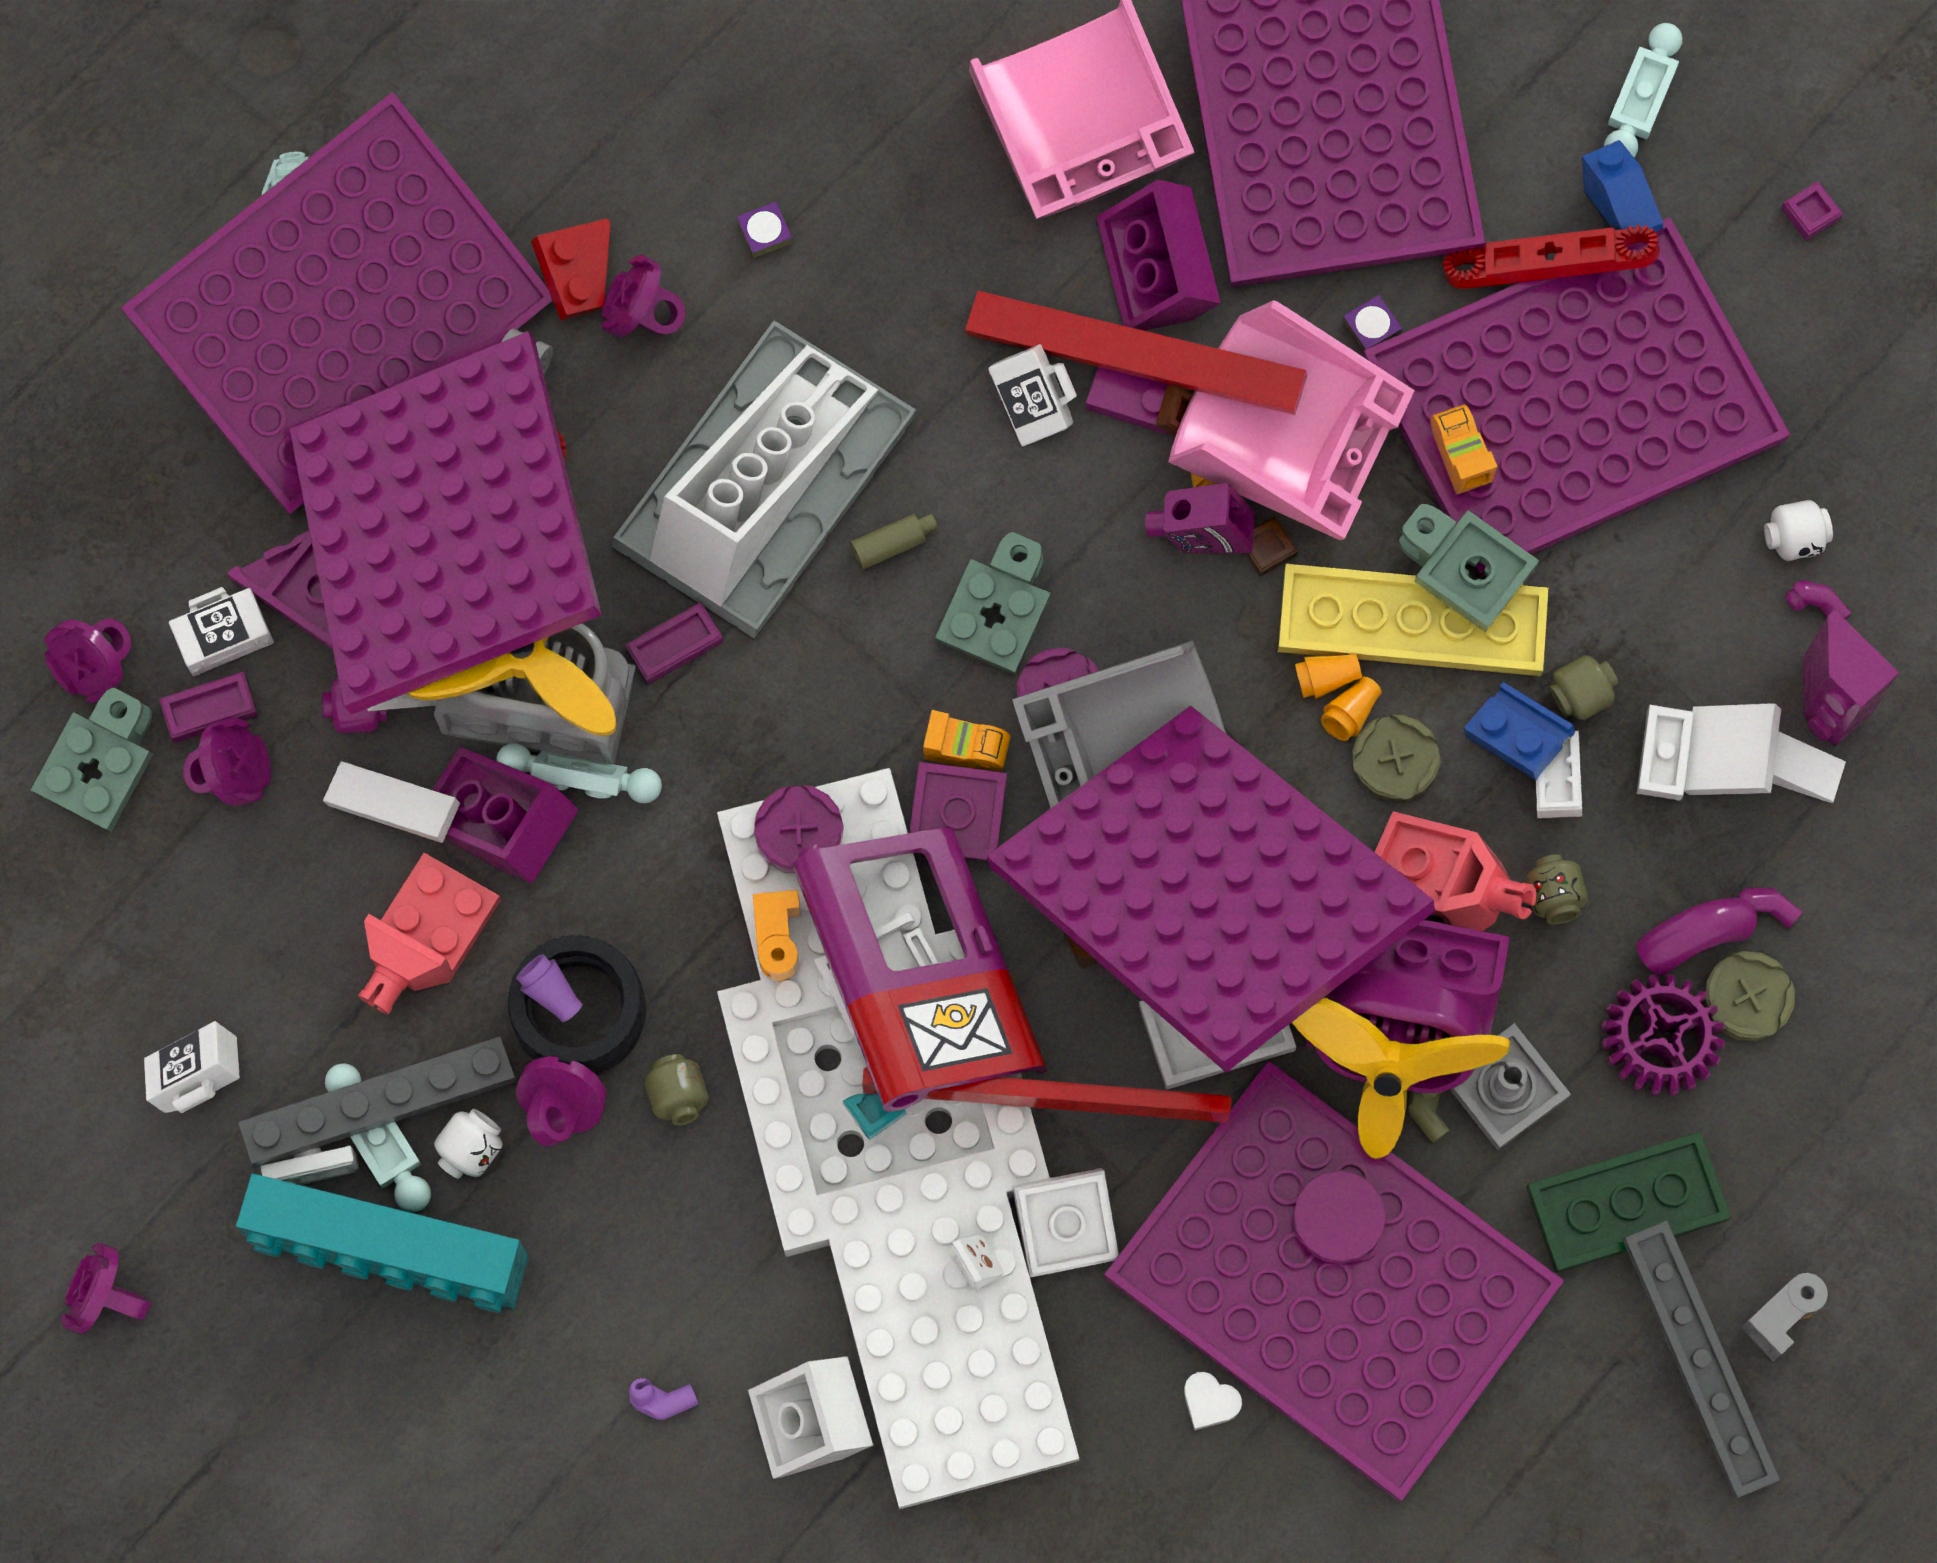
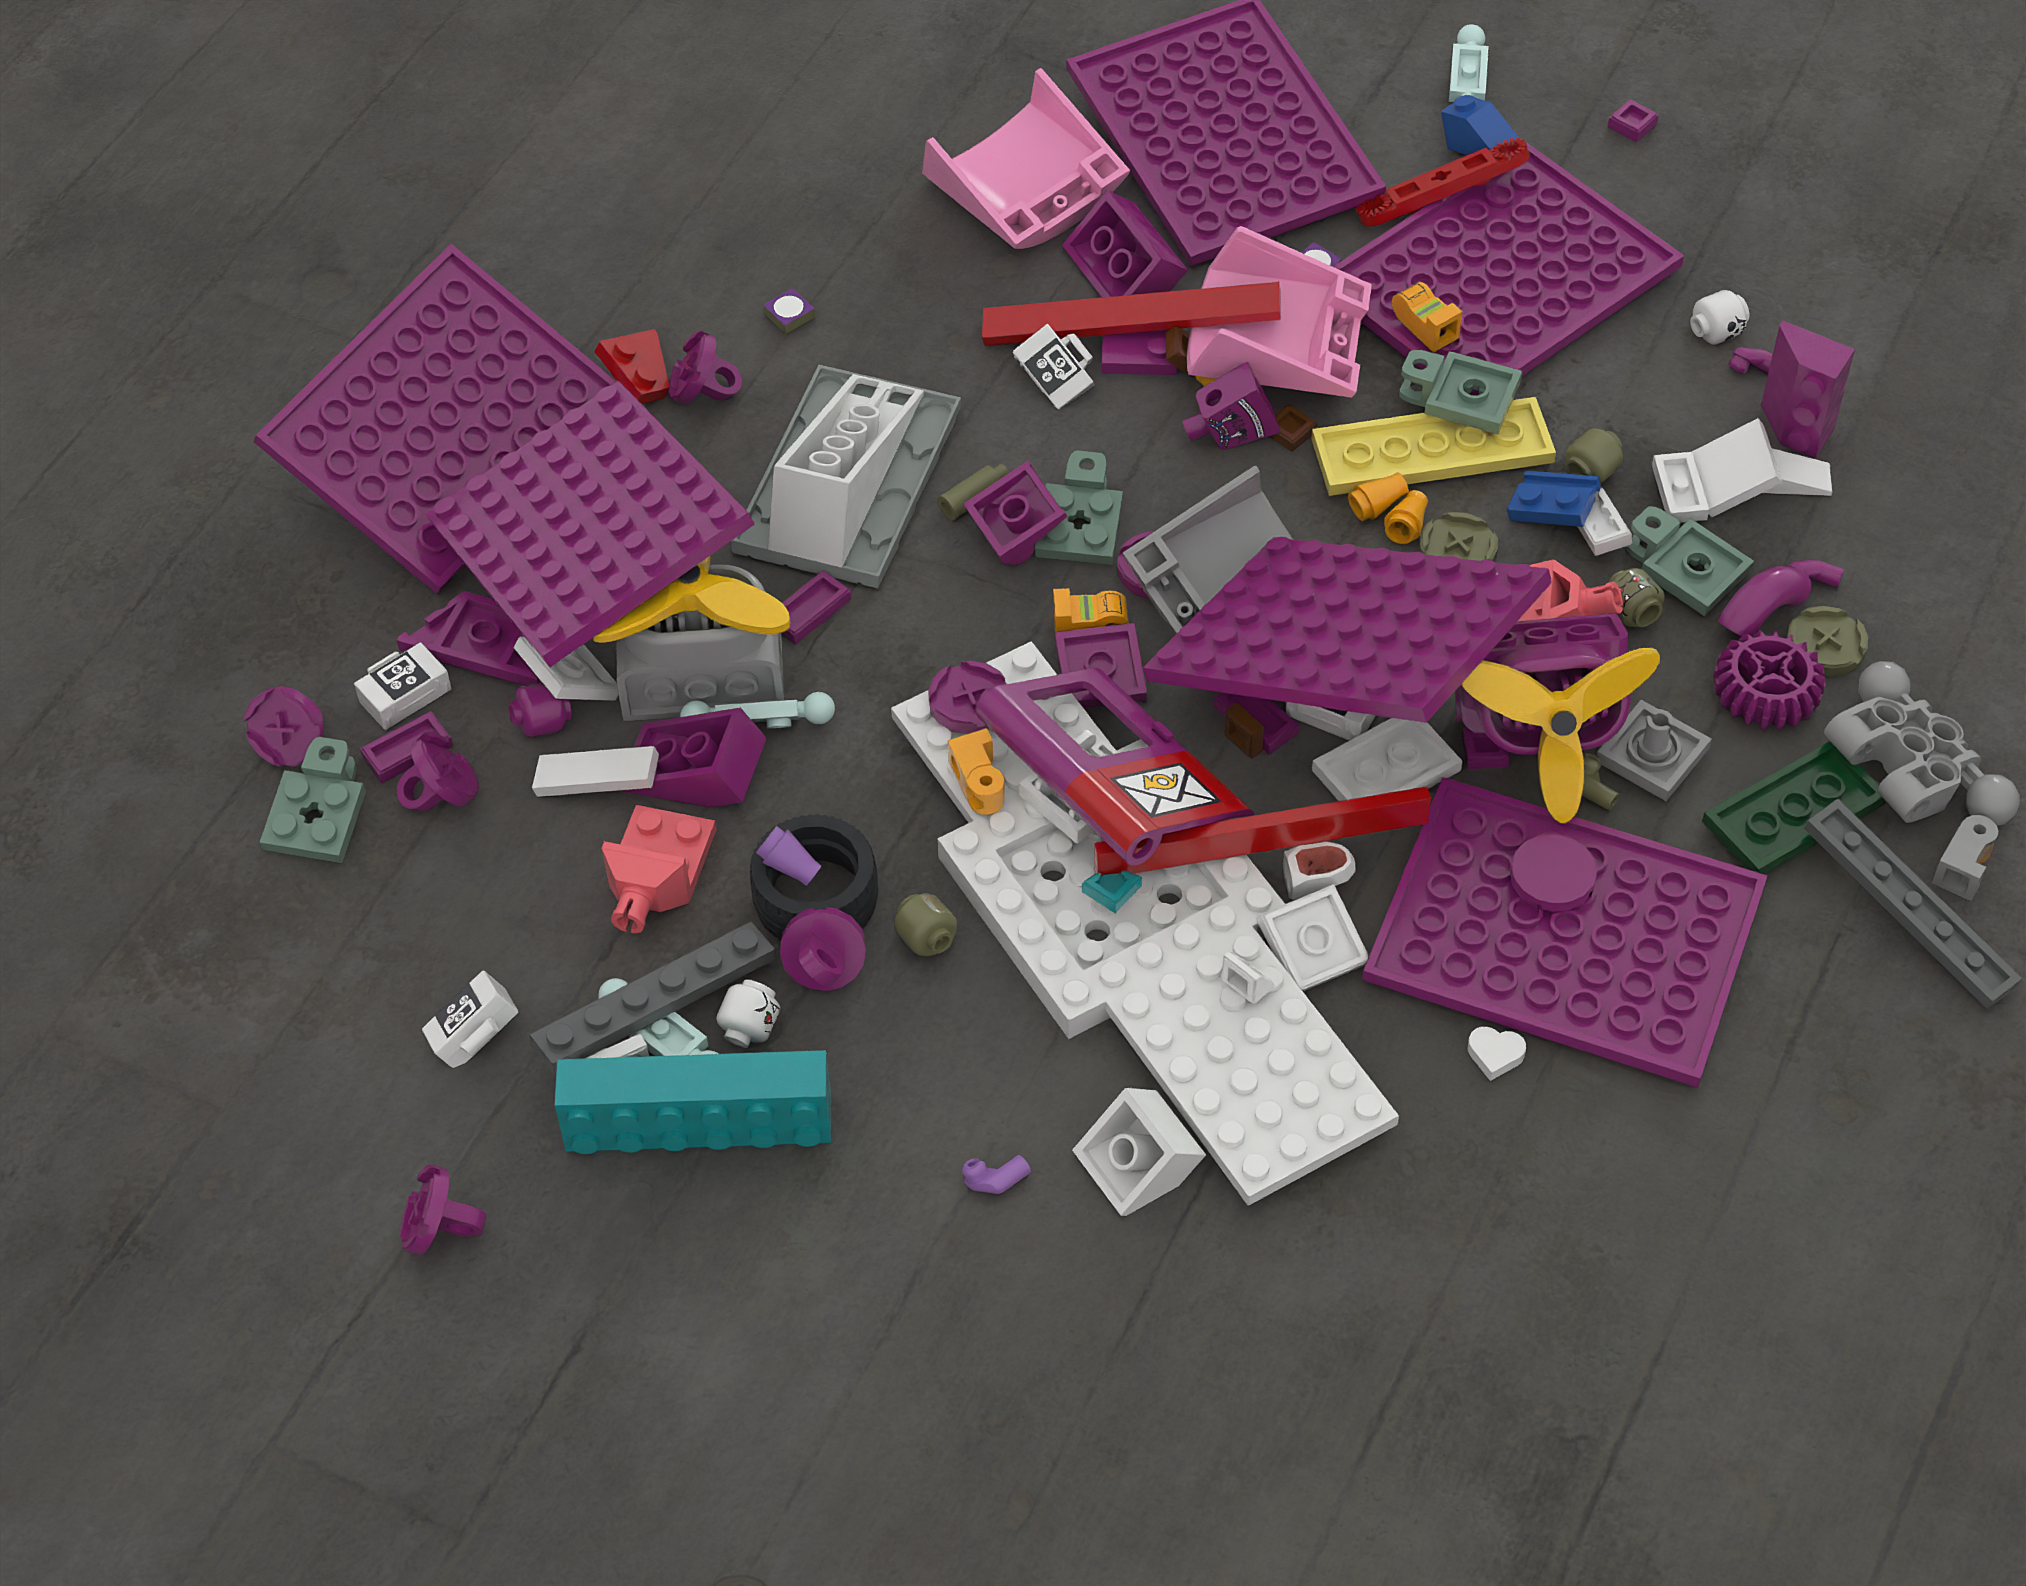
camera: 15 degrees left, 20 degrees down
(923, 596) = (1015, 513): none -> magenta slope
(1098, 1138) = (1316, 867): none -> white rock
(1626, 834) = (1674, 548): none -> sand green plate
(1786, 1144) = (1917, 750): none -> light grey connector

